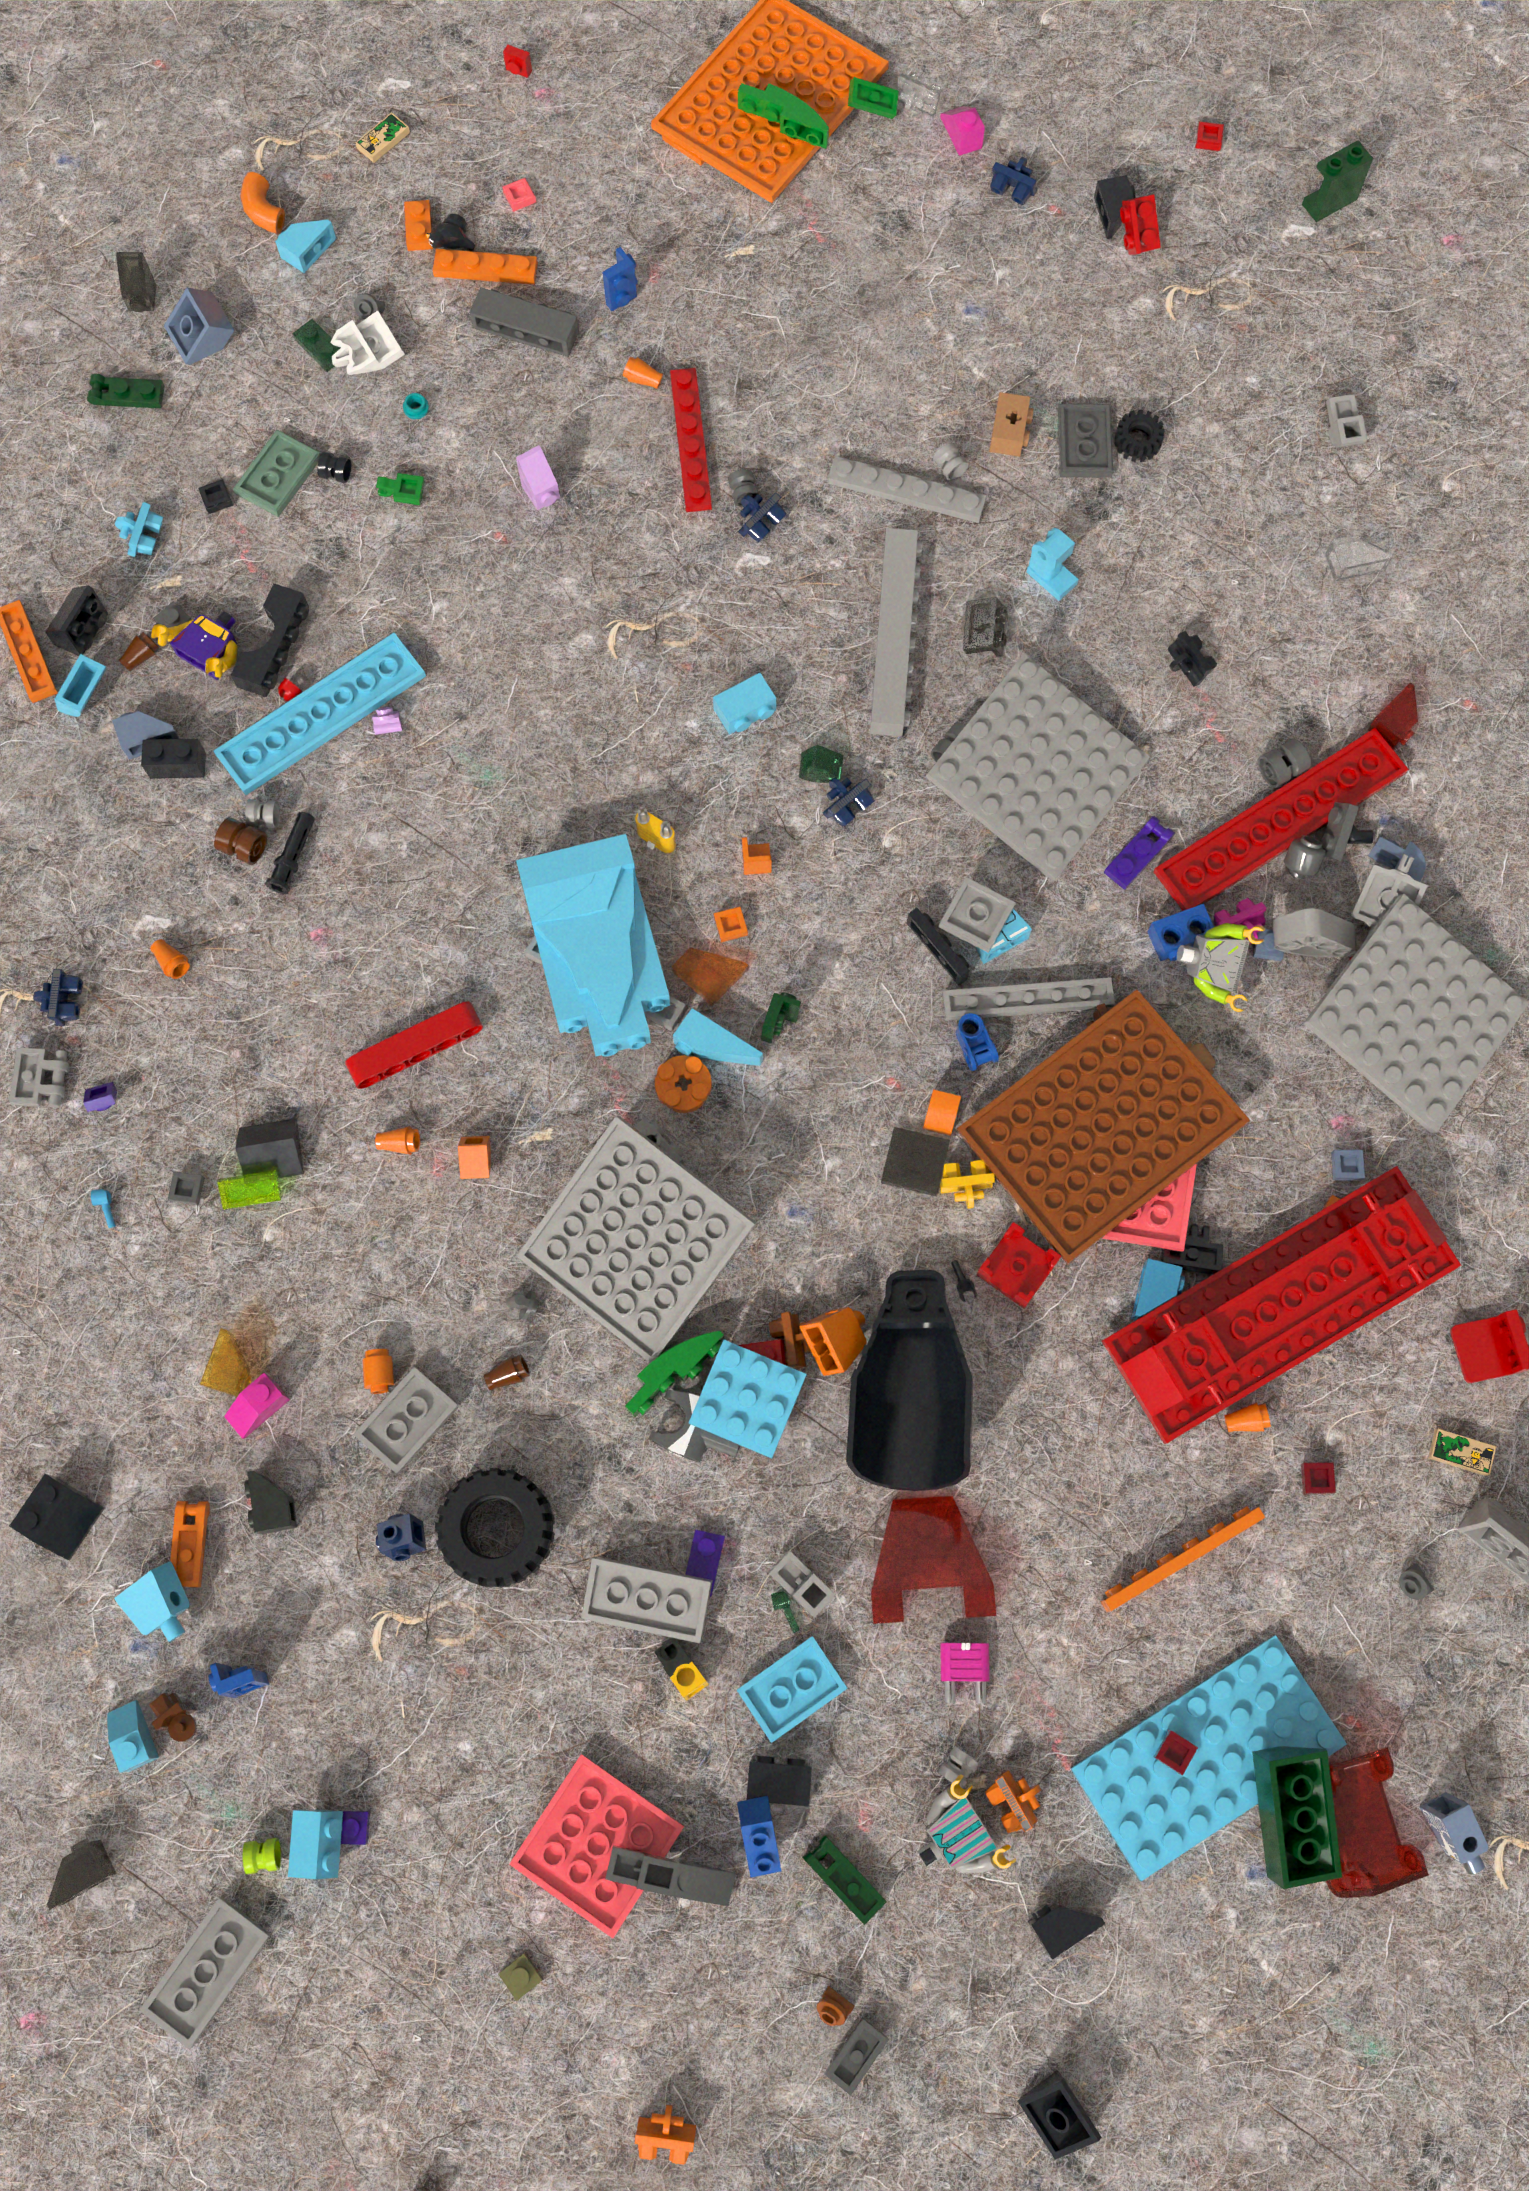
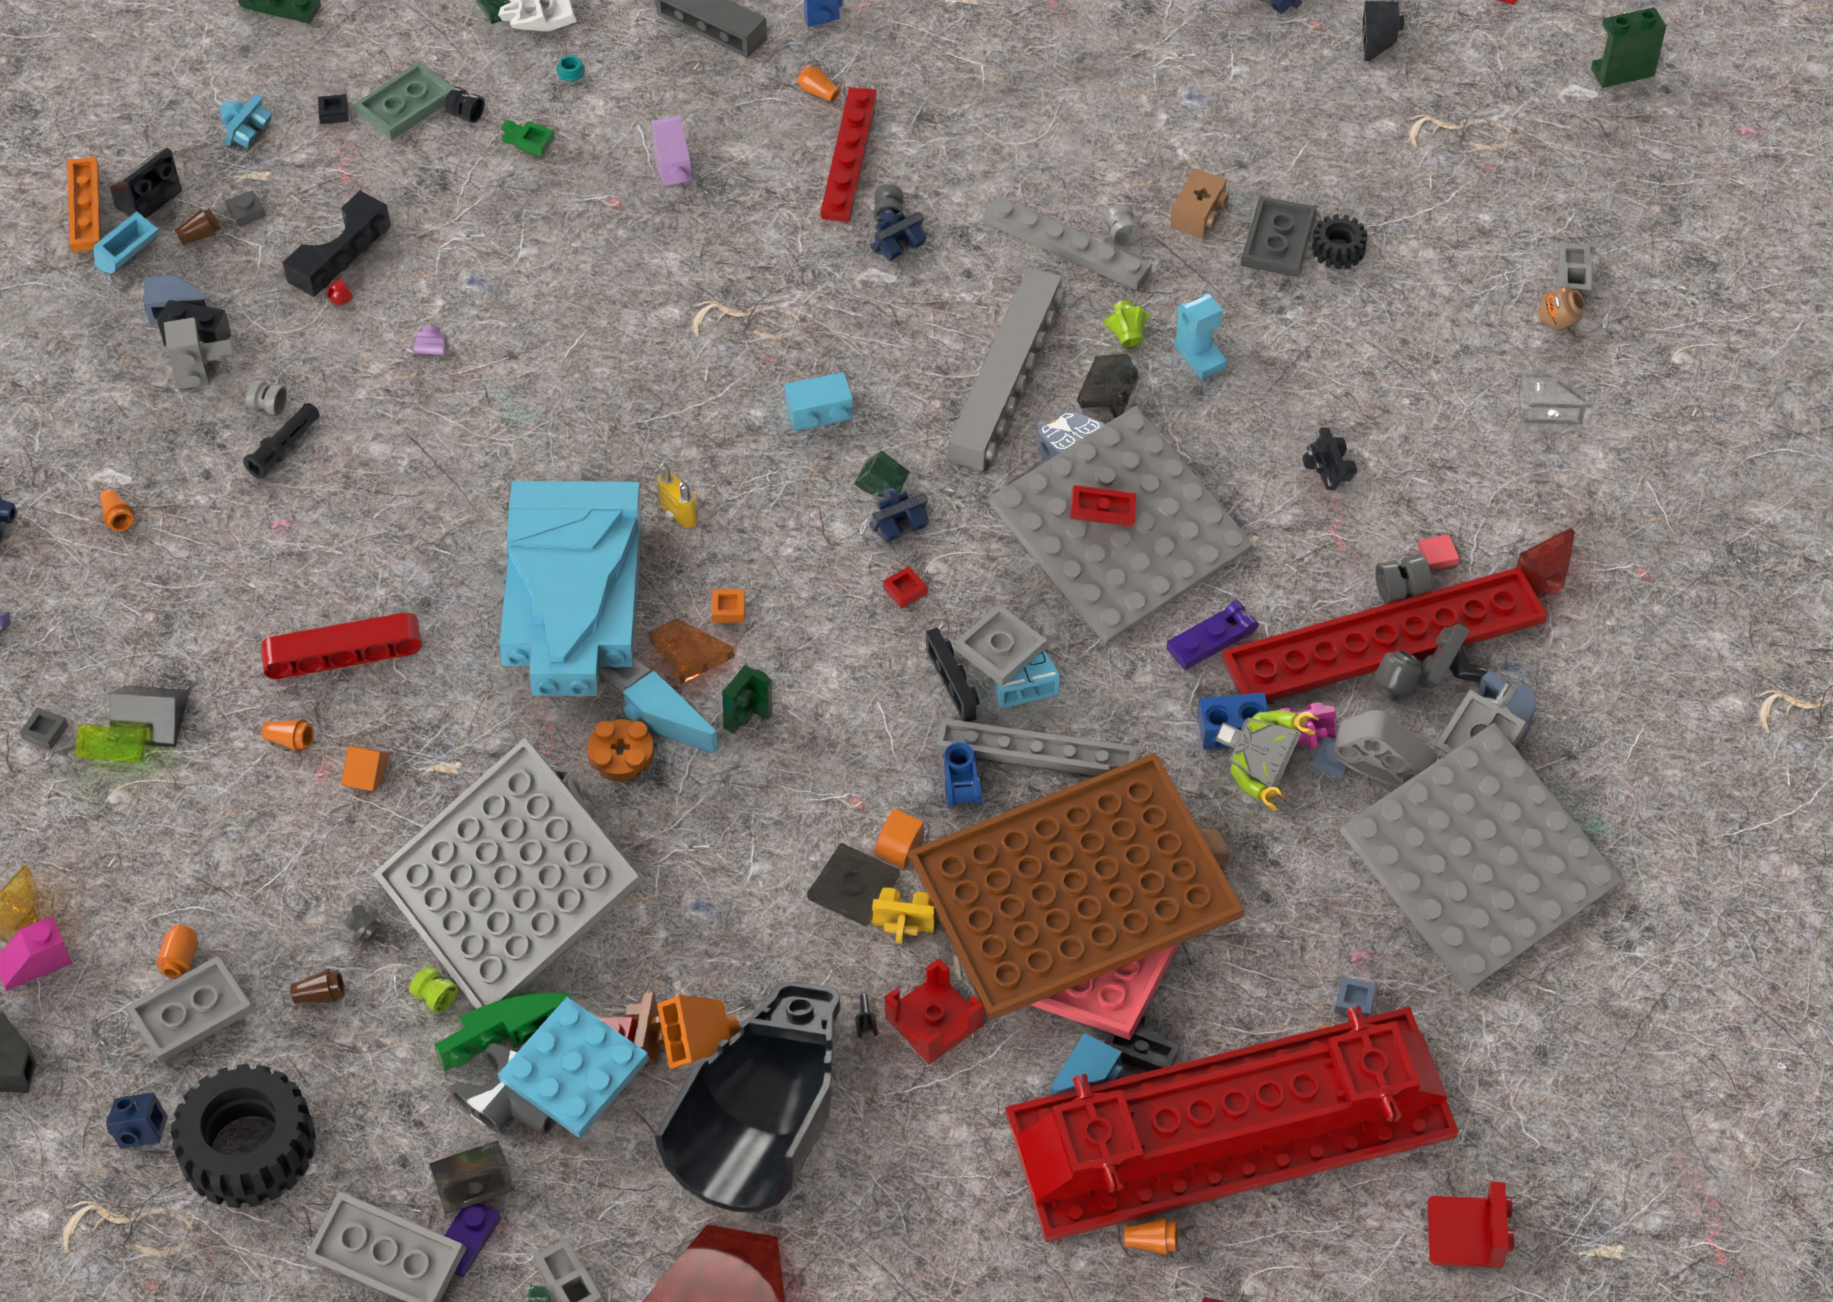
camera: 15 degrees right, 20 degrees down
(182, 790) = (190, 354): none -> light grey brick
(202, 643) = (265, 231): torso -> none
(238, 839) = (233, 415): reddish brown wheel -> none
(319, 713) = (362, 320): medium azure plate -> none
(603, 1350) = (430, 987): none -> lime wheel
(694, 1514) = (471, 1177): none -> clear smoke brick
(756, 858) = (778, 550): orange panel -> none
(873, 869) = (905, 587): none -> red plate
(967, 690) = (1063, 432): none -> sand blue torso
(985, 562) = (1127, 323): none -> lime rock
(1025, 760) = (1103, 505): none -> red plate
(1140, 224) = (1401, 49): red bracket -> none
(1302, 726) = (1439, 552): none -> coral tile
(1344, 462) = (1561, 308): none -> medium nougat head

